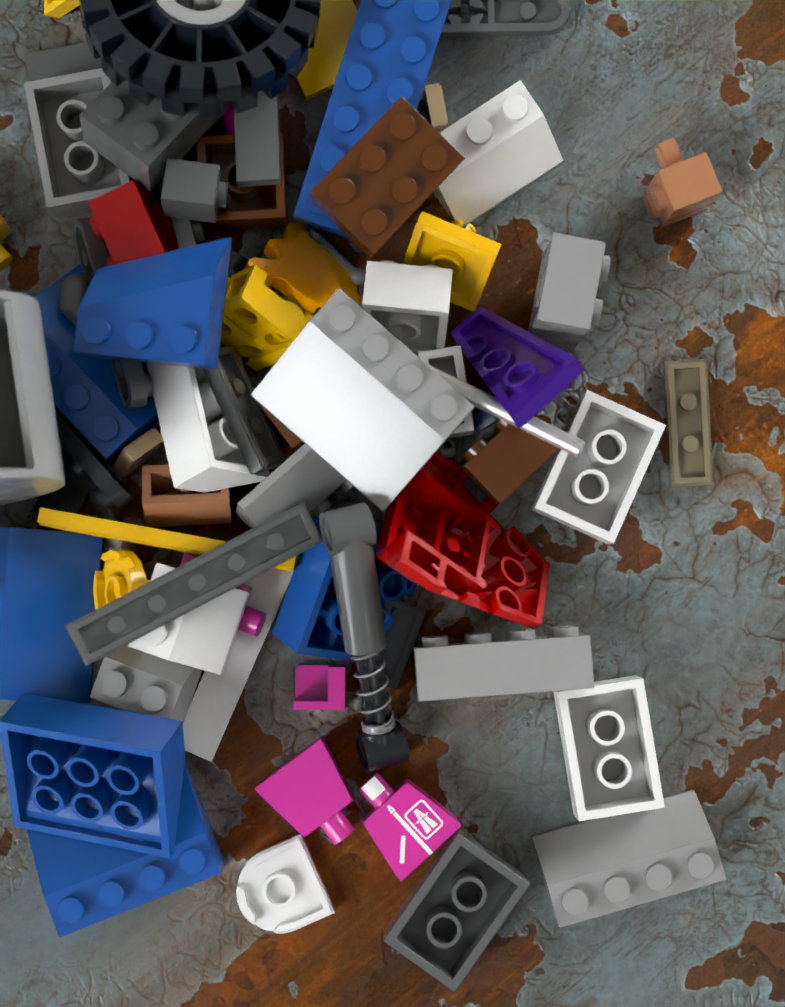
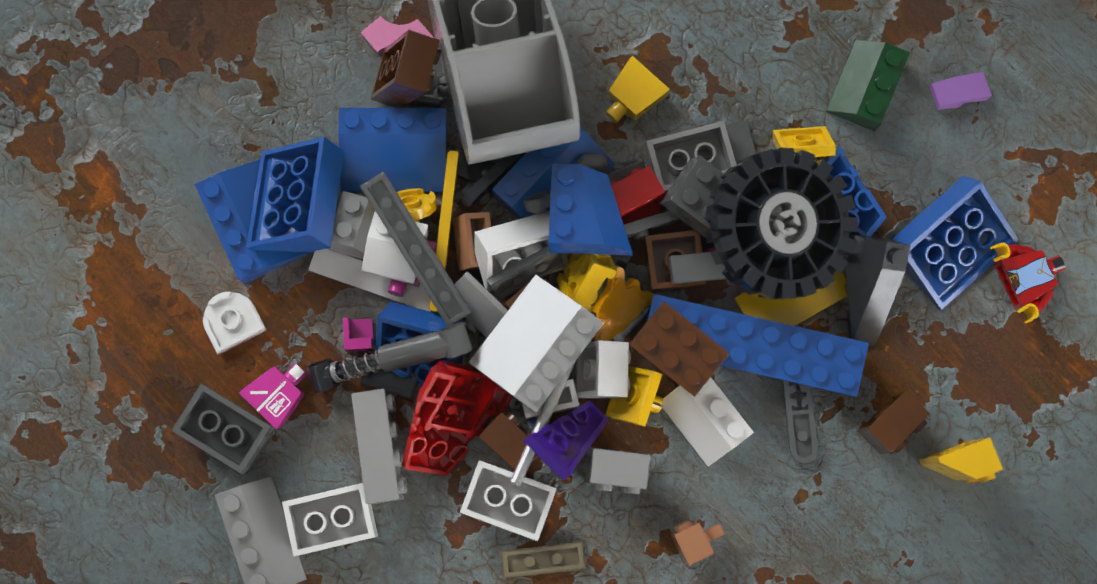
camera: 85 degrees right, 5 degrees down
(138, 452) = (498, 209): tan tile -> none
(193, 190) = (661, 229): dark grey brick -> none
(310, 792) = (292, 333): dark pink torso -> none
(435, 106) = (732, 381): tan tile -> none

